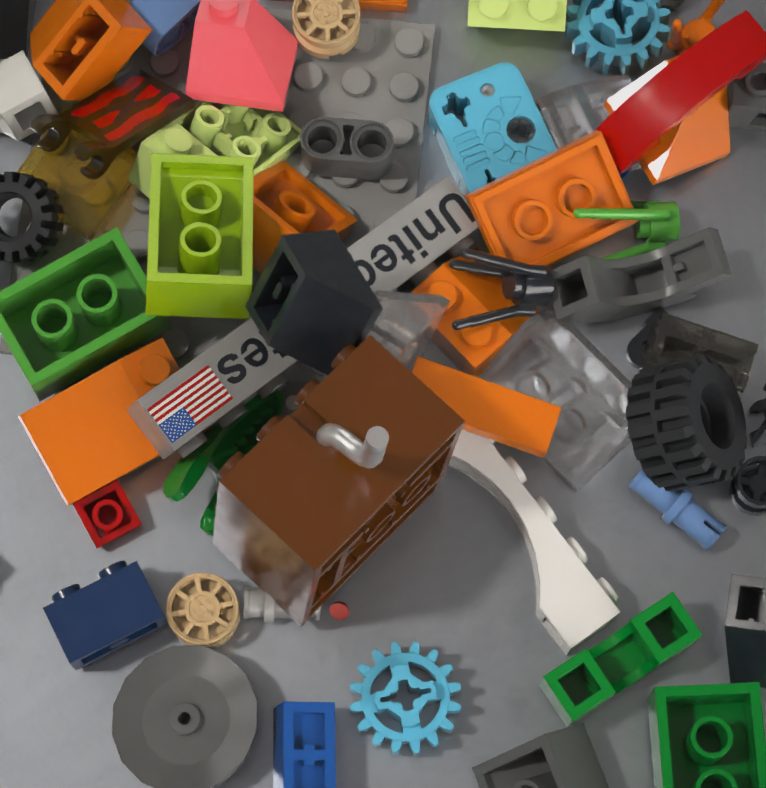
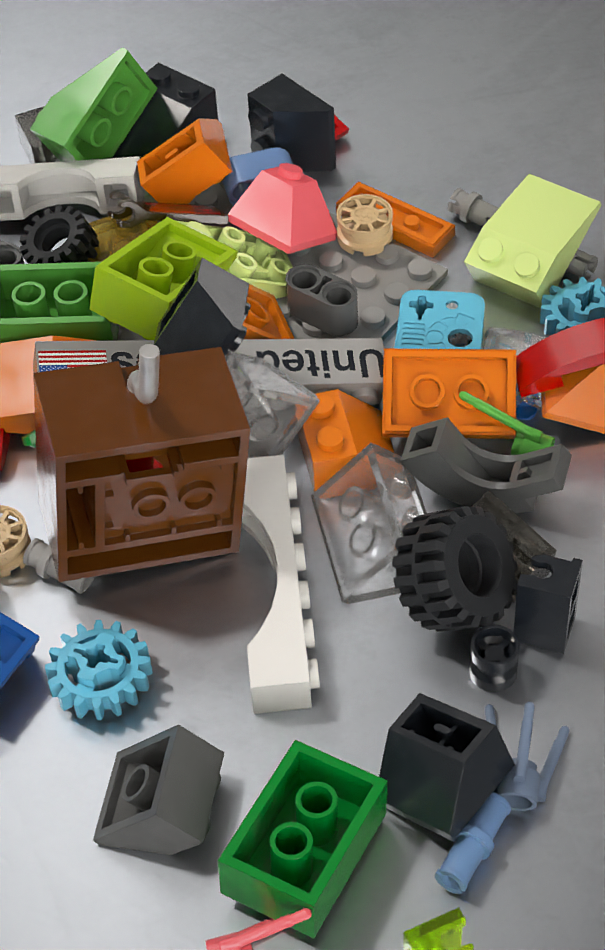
camera: 35 degrees right, 25 degrees down
(339, 610) = (99, 594): coral piece -> none
(491, 408) = (301, 491): orange tile -> none
(521, 283) = (390, 425): black plant -> none
(620, 660) = (254, 728): green arch -> none
(680, 509) = (417, 646): medium blue pin -> none

